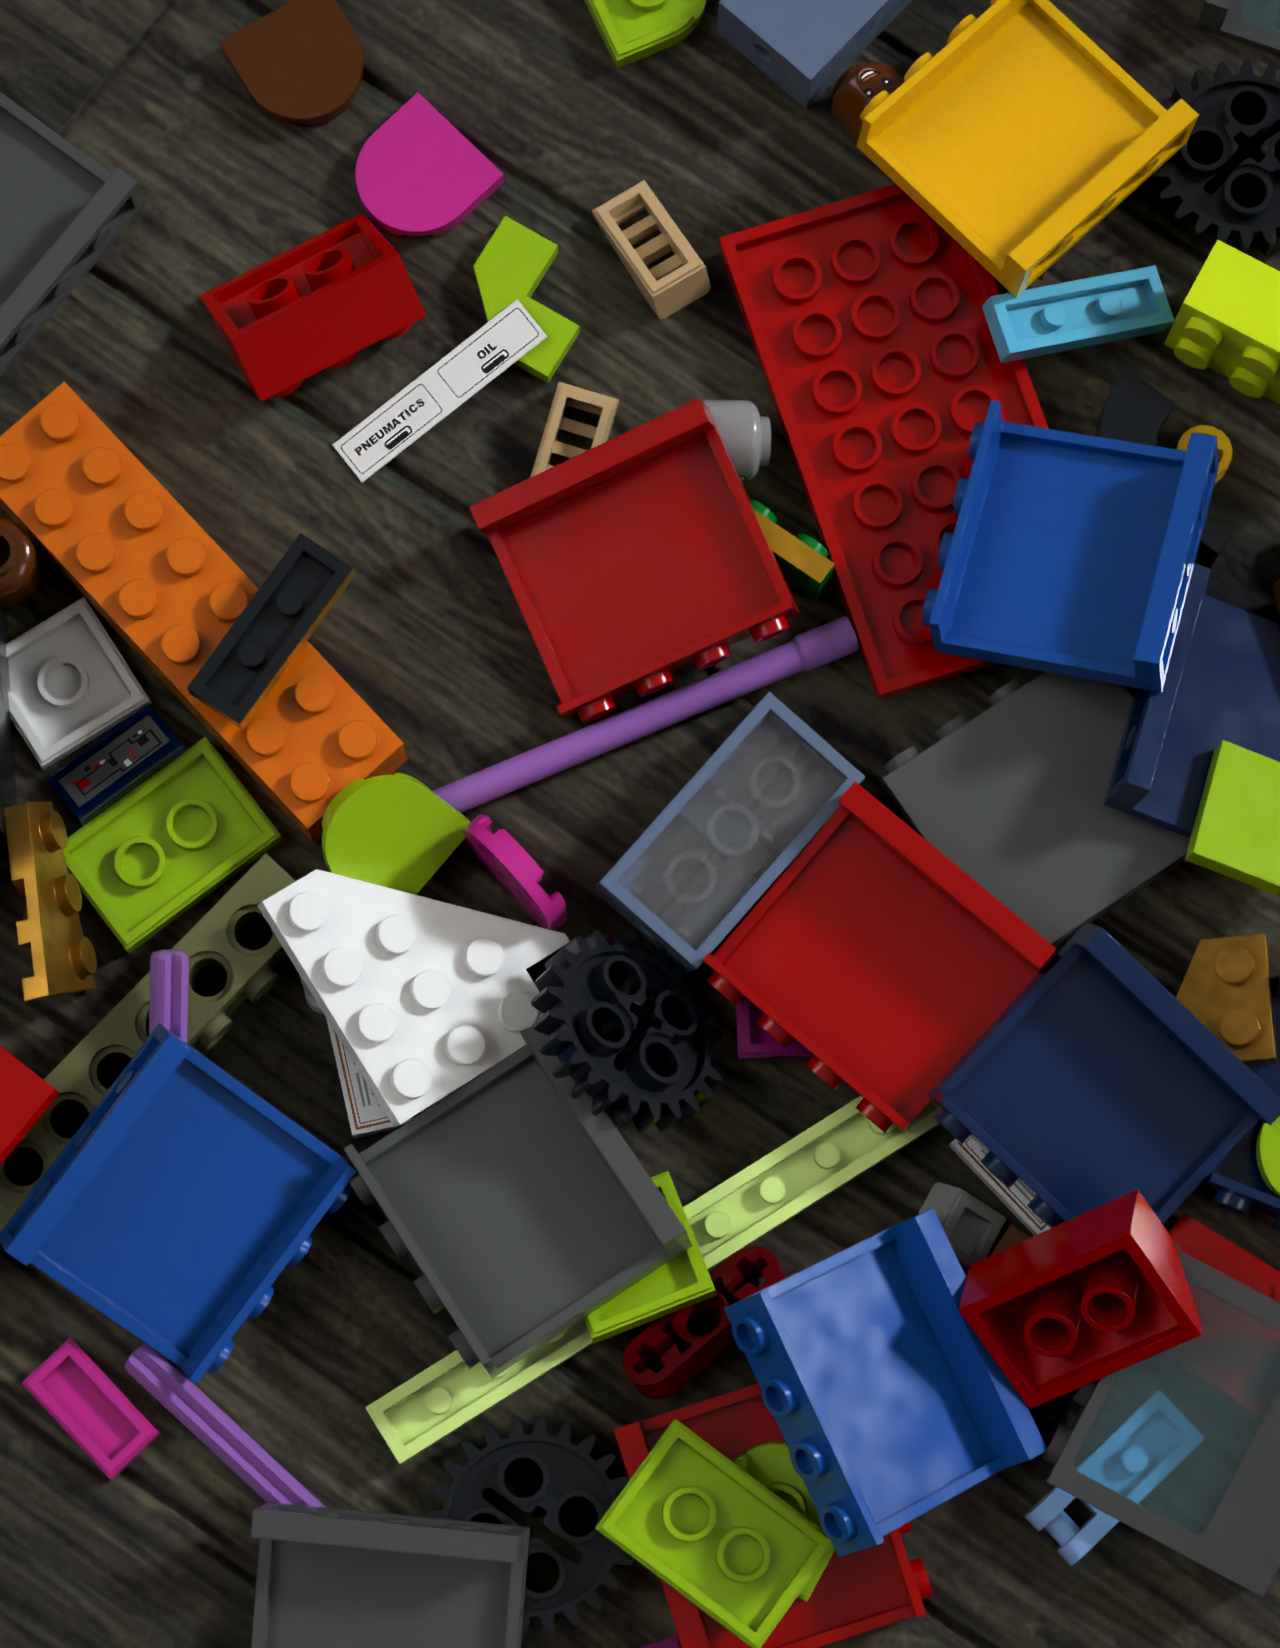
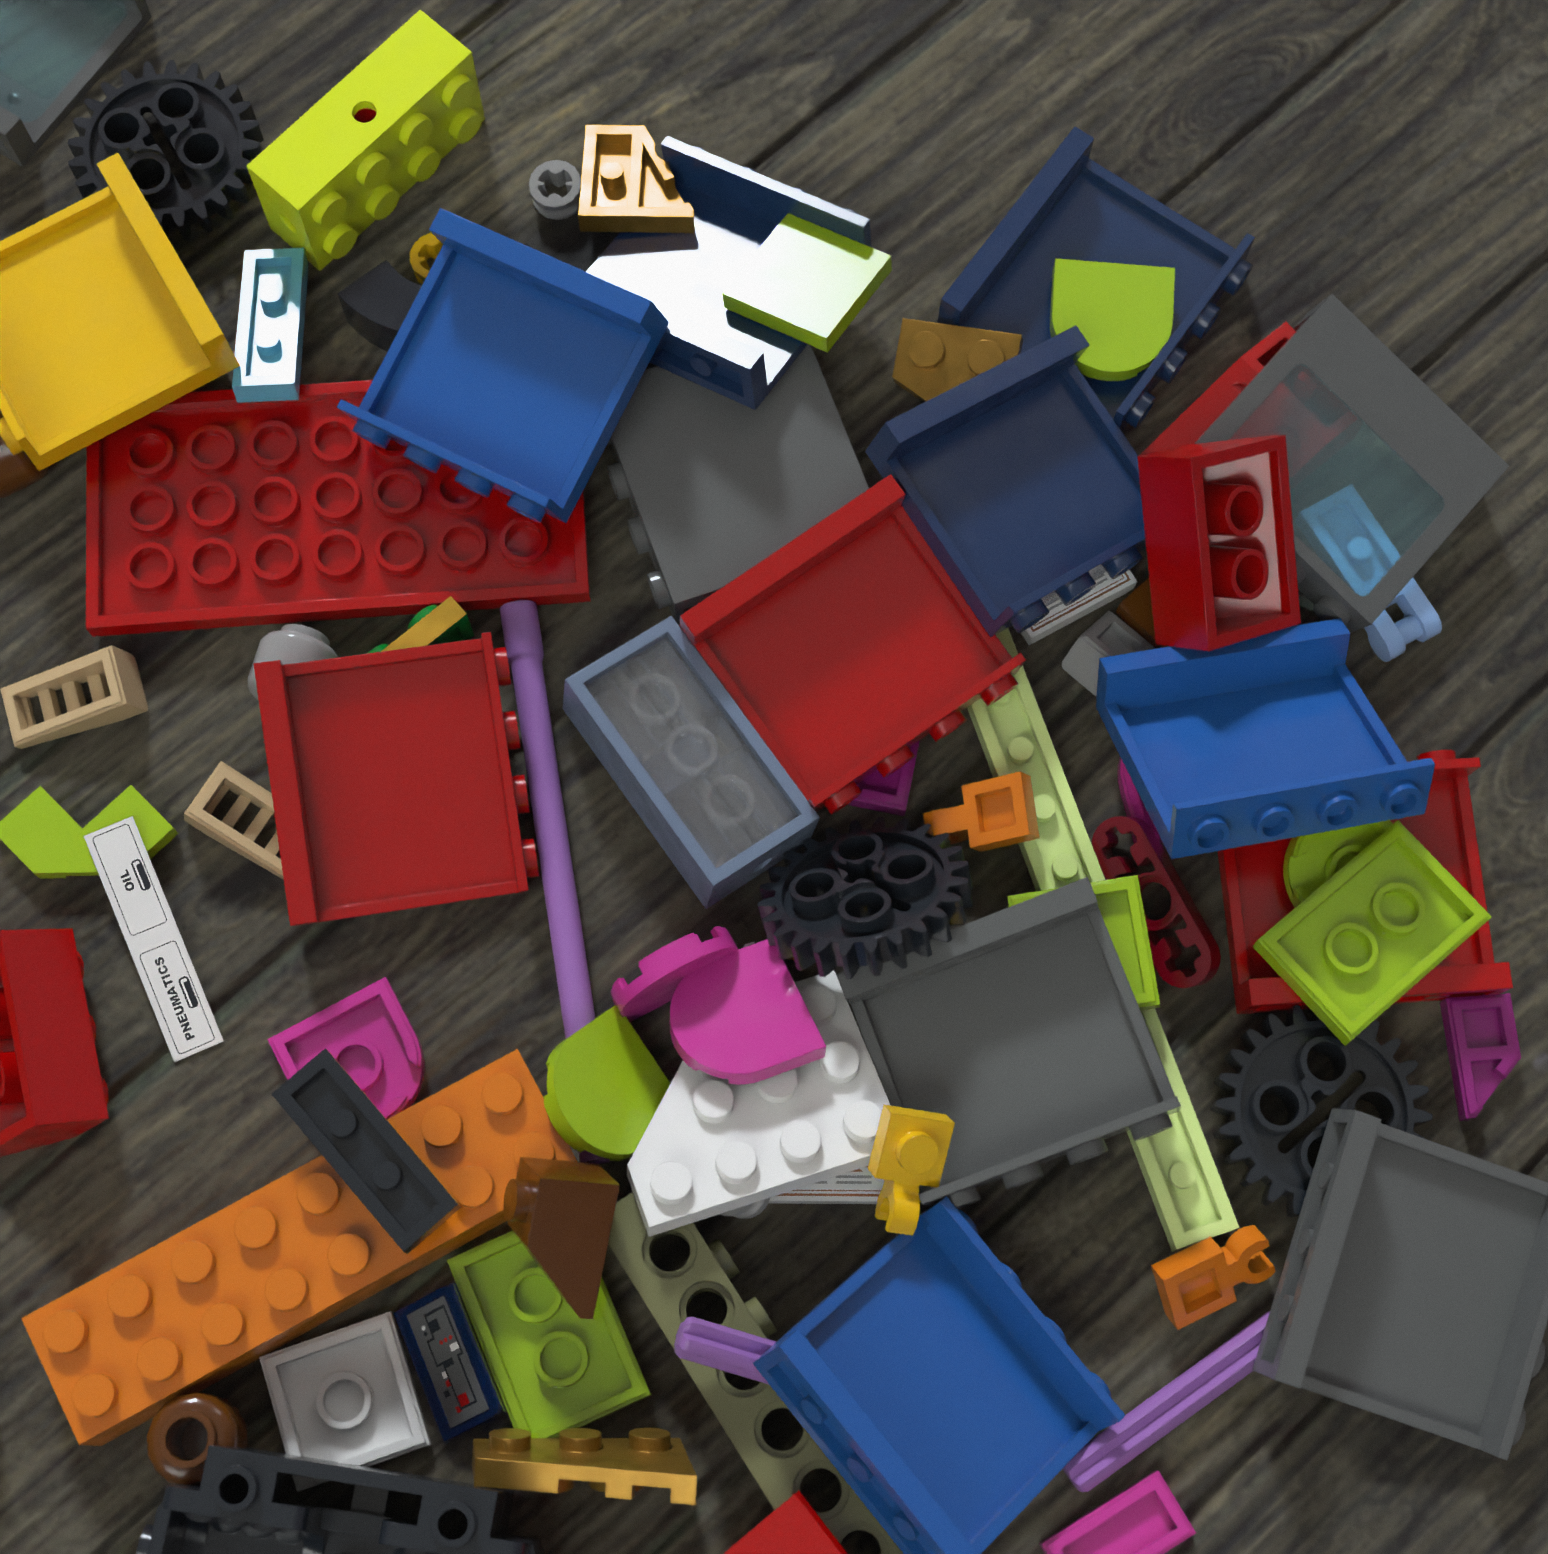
camera: 75 degrees left, 5 degrees down
(249, 824) = (564, 1223): none -> reddish brown slope
(345, 1441) = (1203, 1275): none -> orange plate
(382, 610) = (368, 1039): none -> dark pink tile
(387, 1125) = (906, 1154): none -> yellow plate
(481, 942) = (743, 1018): none -> dark pink tile
(746, 1137) = (993, 814): none -> orange plate

